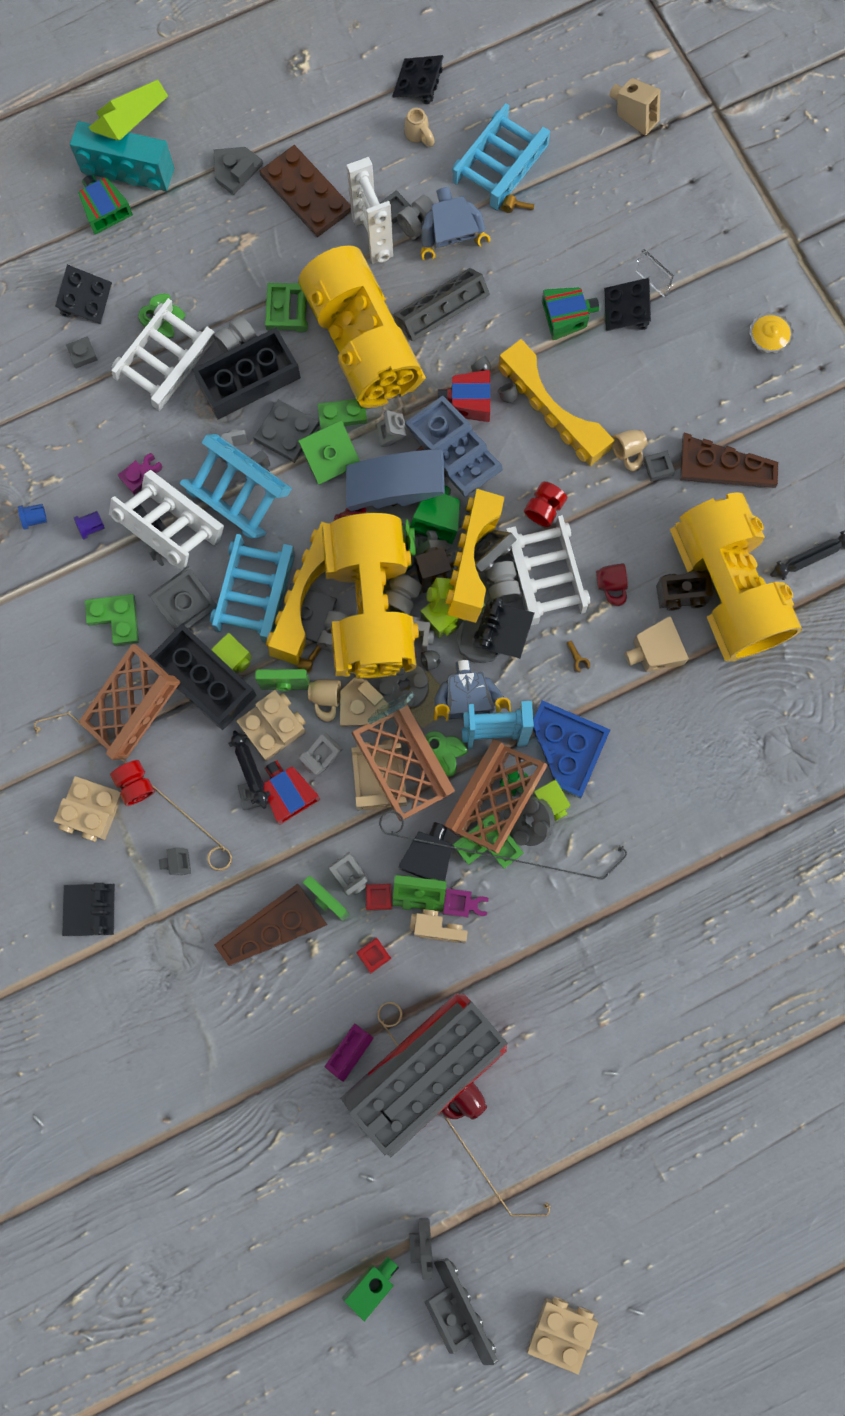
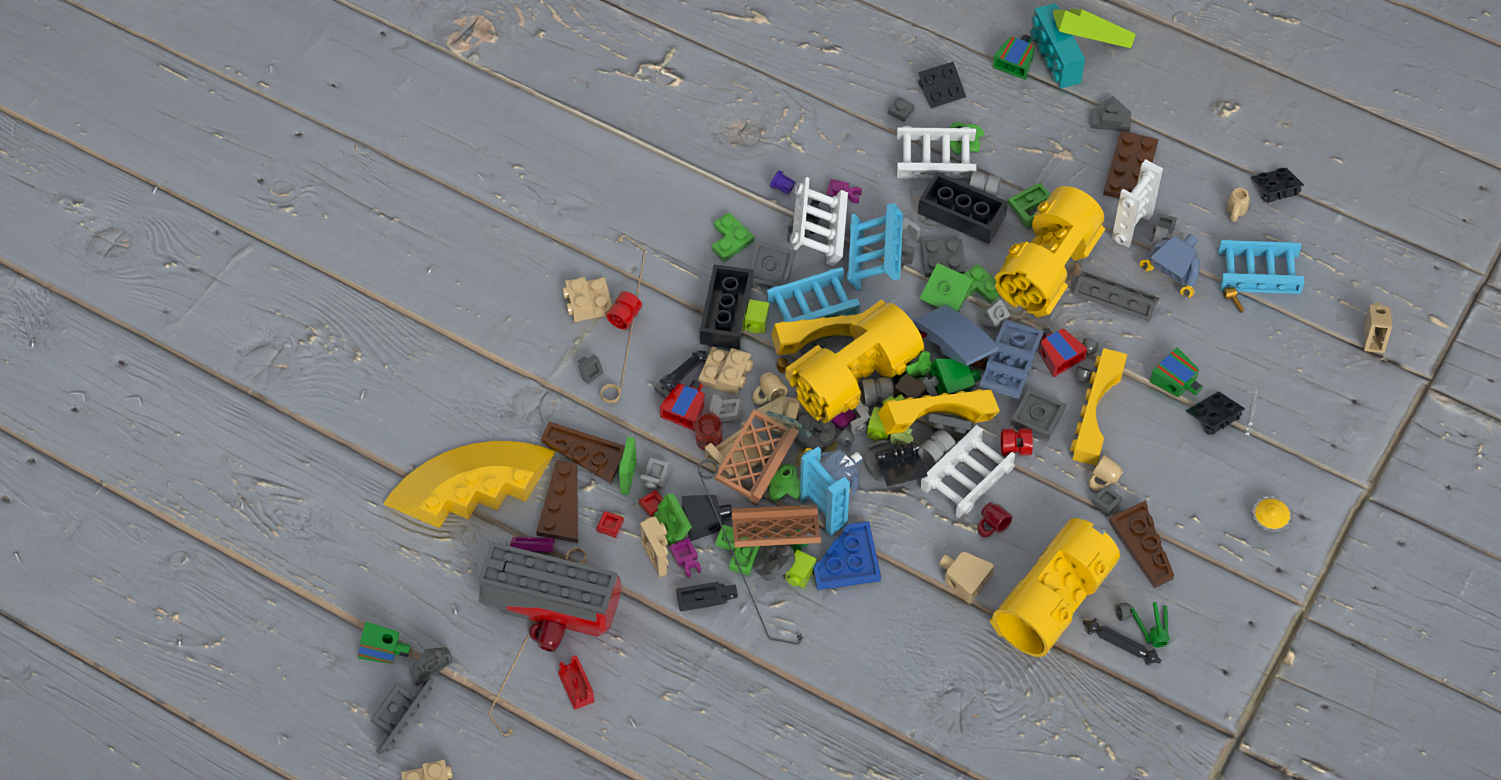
camera: 55 degrees right, 20 degrees down
(32, 515) = (763, 148): blue bush -> none
(88, 909) = (521, 338): black hinge -> none
(145, 712) = (677, 283): nougat fence -> none
(219, 1069) = (468, 477): none -> yellow brick
(282, 679) = (760, 351): bright green plate -> none
(320, 993) = (560, 507): none -> reddish brown wing
(337, 790) = (708, 430): none -> clear red wheel
(519, 914) = (705, 595): none -> black hinge
(525, 463) = (1038, 413): none -> dark grey plate
(538, 1106) = (576, 683): none -> red hinge
(577, 657) = (919, 530): pearl gold hand -> none
(684, 590) = (1017, 560): dark brown brick -> none
(784, 532) = (1123, 611): none -> dark grey hinge
(828, 518) = (1158, 634): none -> green plant

